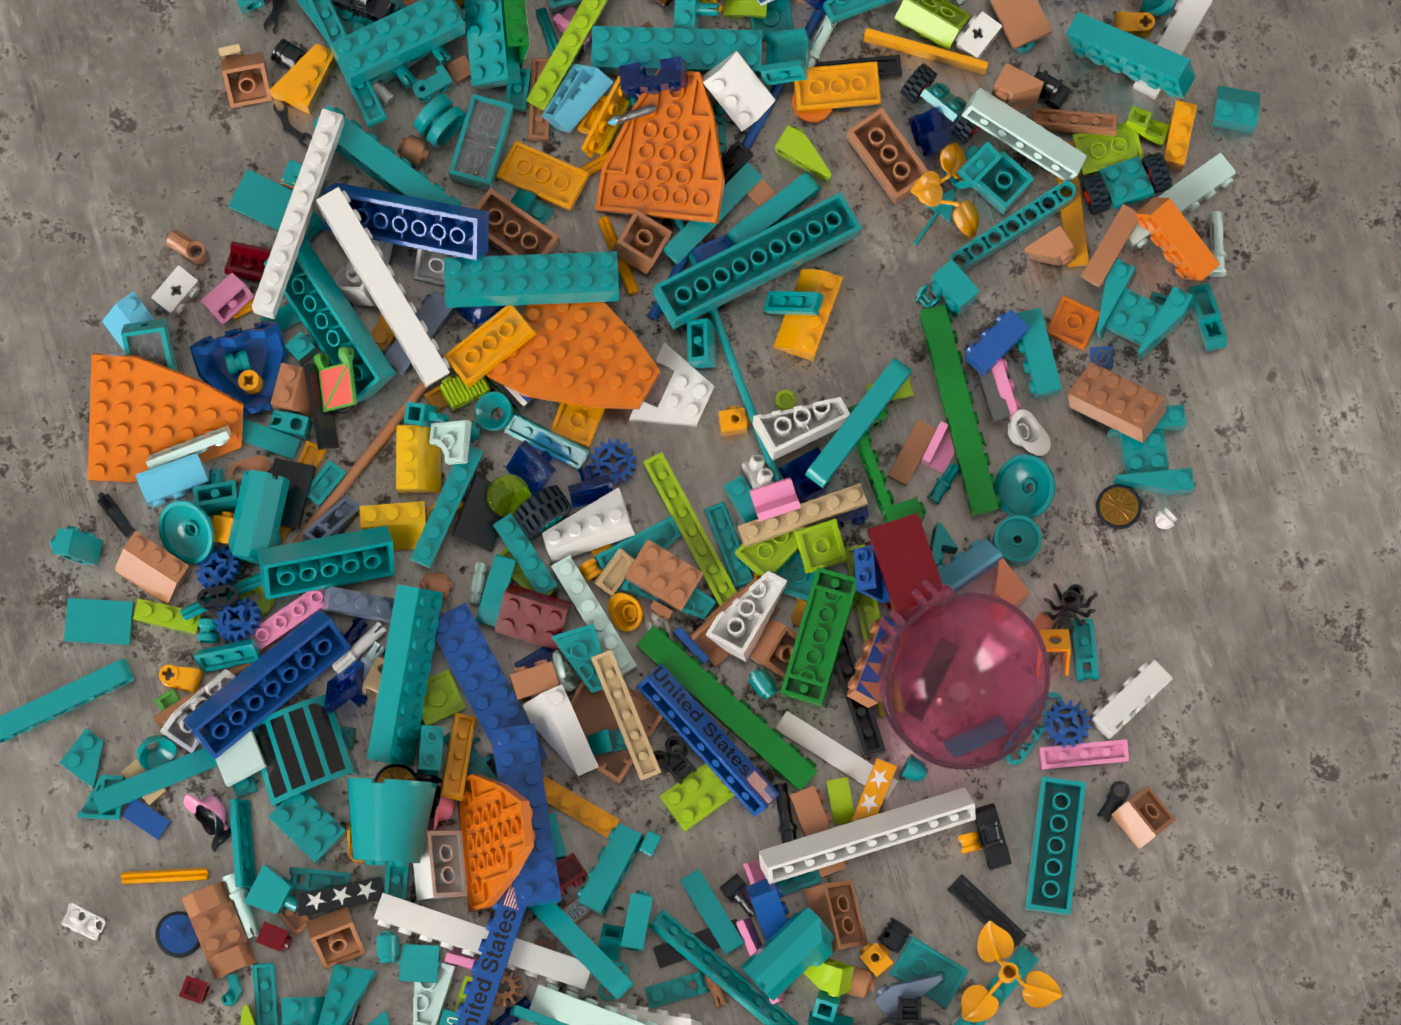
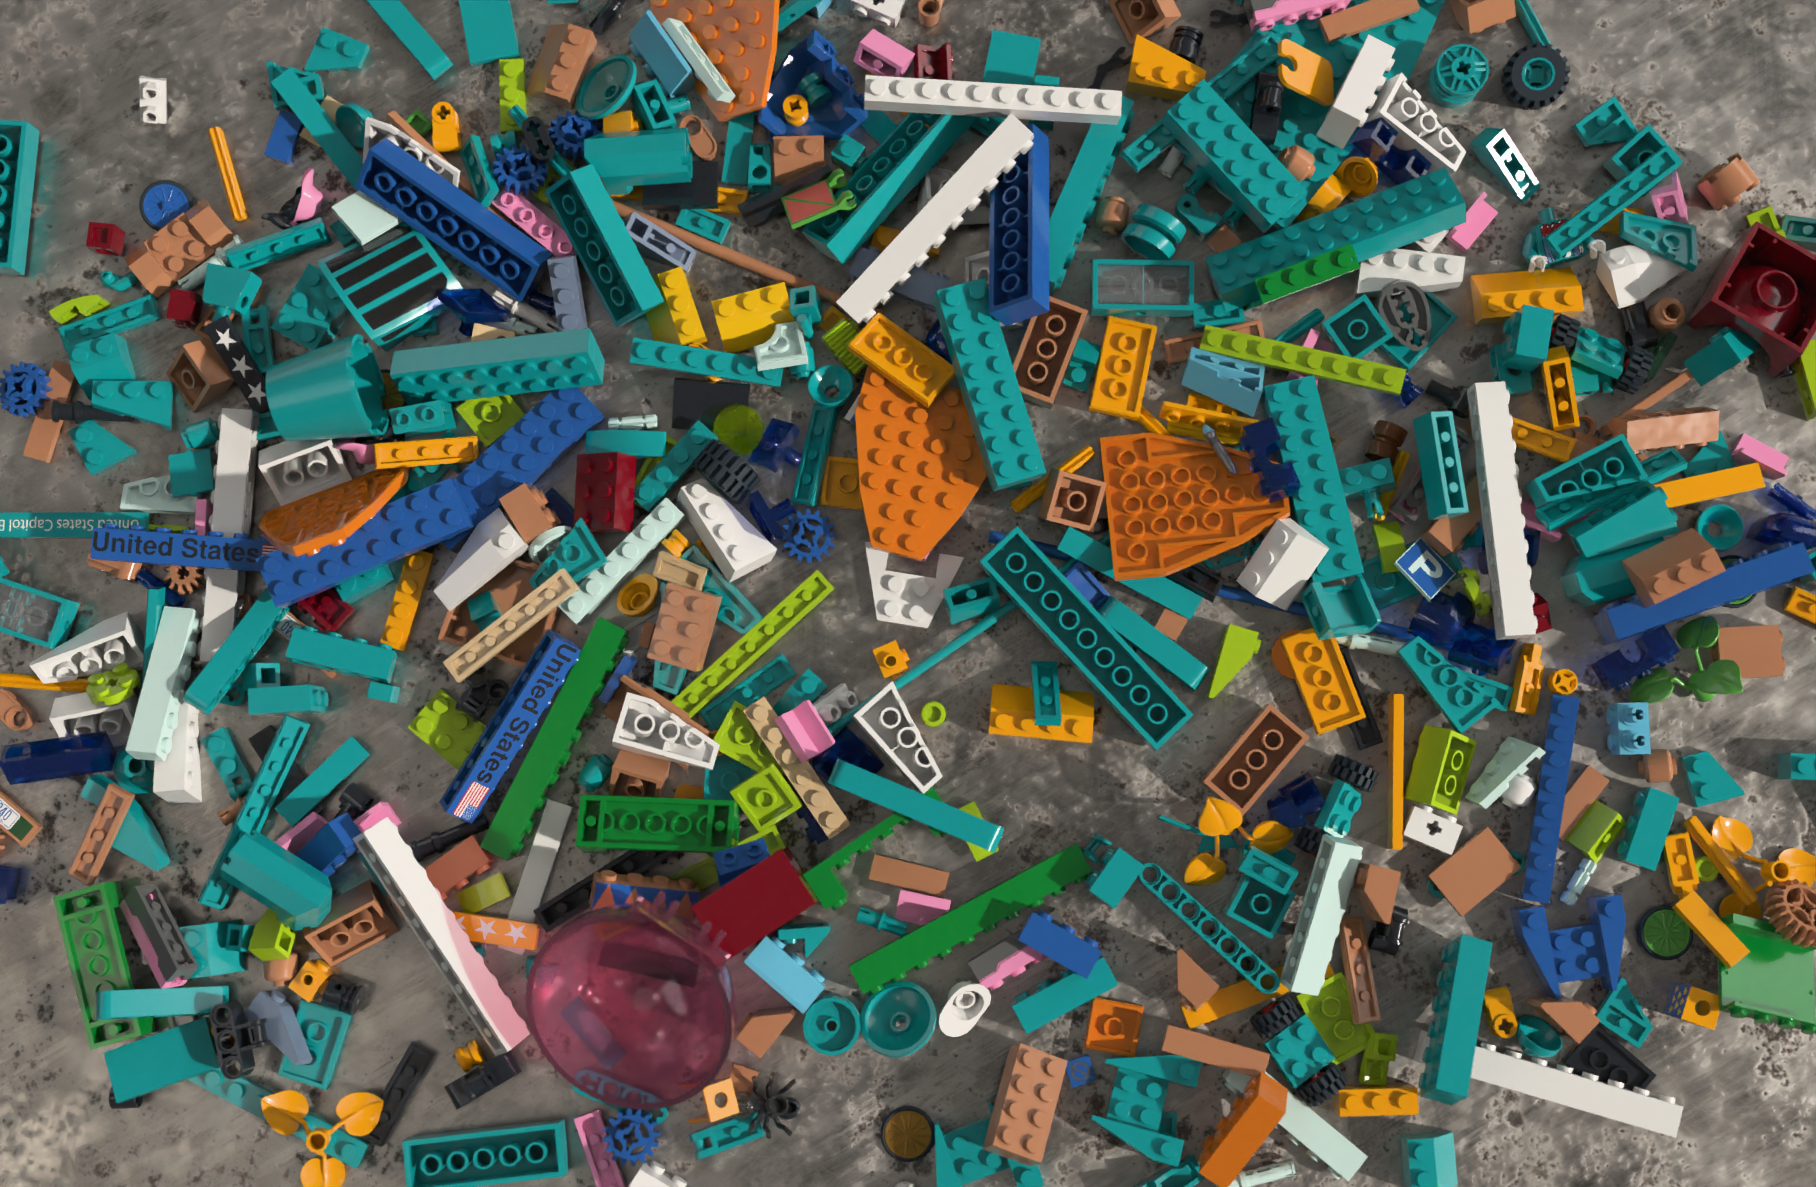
camera: 80 degrees right, 5 degrees up
(437, 582) = (617, 377): nougat head -> none

